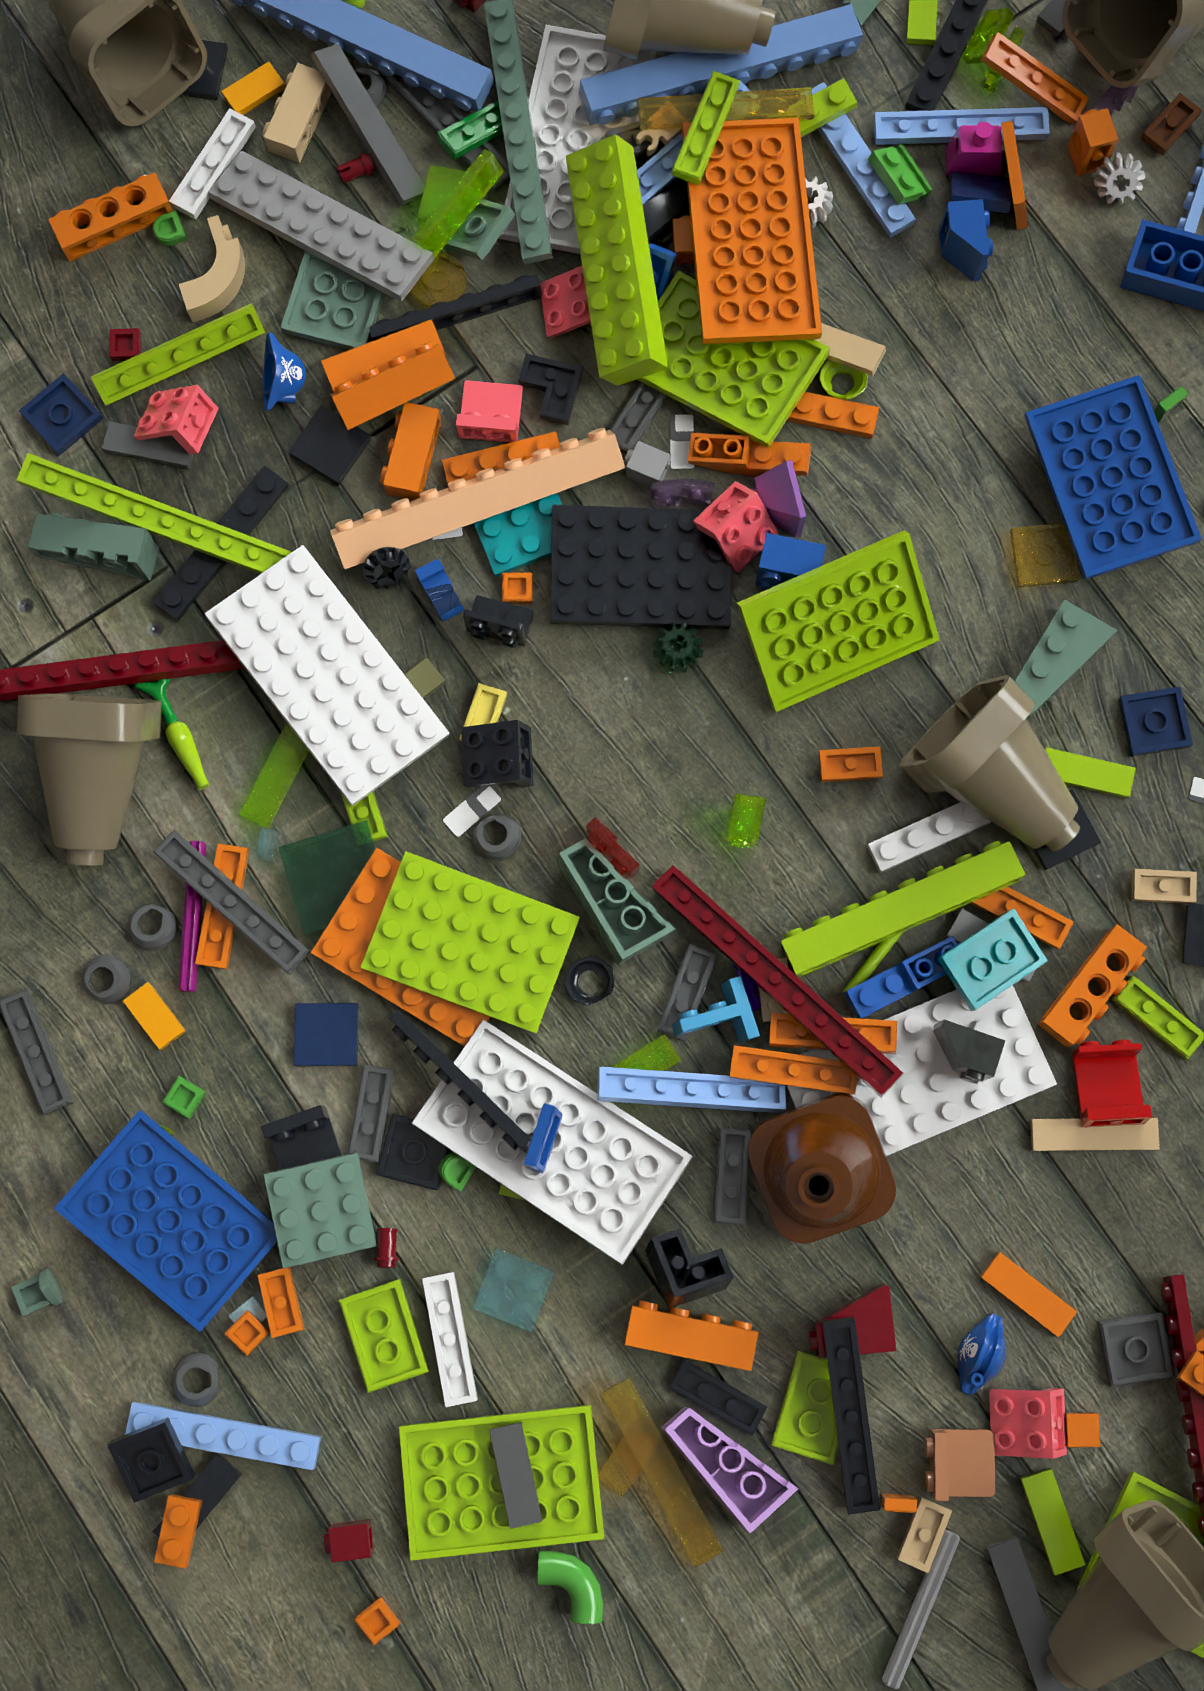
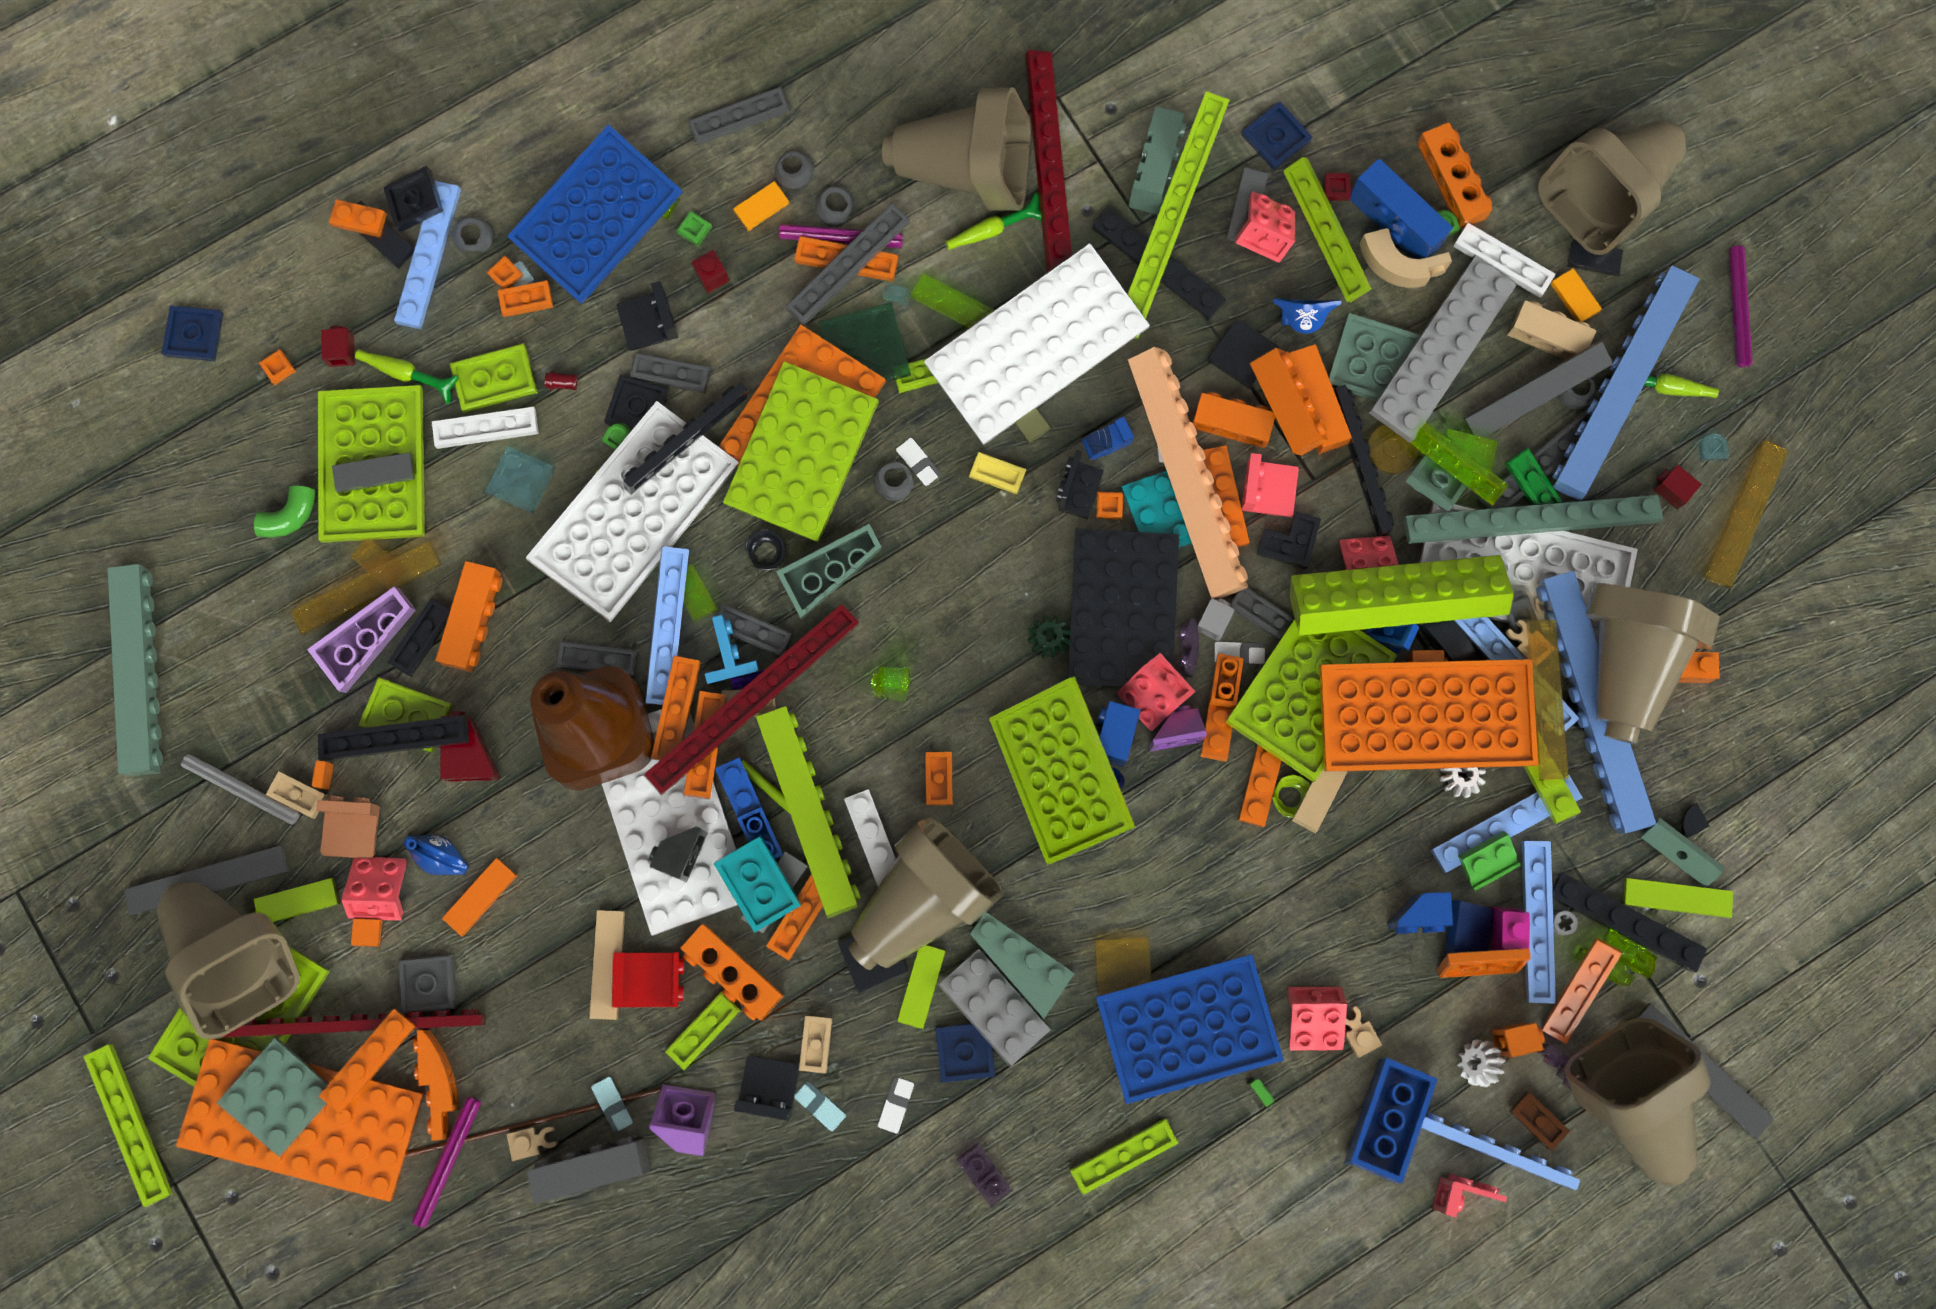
camera: 90 degrees right, 0 degrees up
(37, 1292) = (549, 117): sand green tile -> none
(153, 273) = (1400, 209): none -> blue brick
(242, 1070) = (710, 271): none -> dark red brick
(320, 1210) = (594, 329): sand green plate -> none
(326, 1034) = (736, 339): dark blue tile -> none
(356, 168) = (1499, 380): dark red pin -> none
(380, 1447) = (406, 372): none -> lime piece
(390, 557) = (1135, 394): black gear -> none
(497, 754) = (961, 482): black bracket -> none
(543, 1138) = (631, 499): blue tile -> none
(607, 842) = (881, 562): clear red plate -> none
(684, 1276) = (513, 613): black brick -> none
(705, 127) = (1525, 678): lime tile -> none
(961, 93) = (1571, 927): none -> light grey bush
(1082, 345) = (1317, 1018): none -> coral bracket
(1097, 304) = (1361, 1035): none -> tan plate
(1104, 691) = (994, 1007): none -> light grey plate

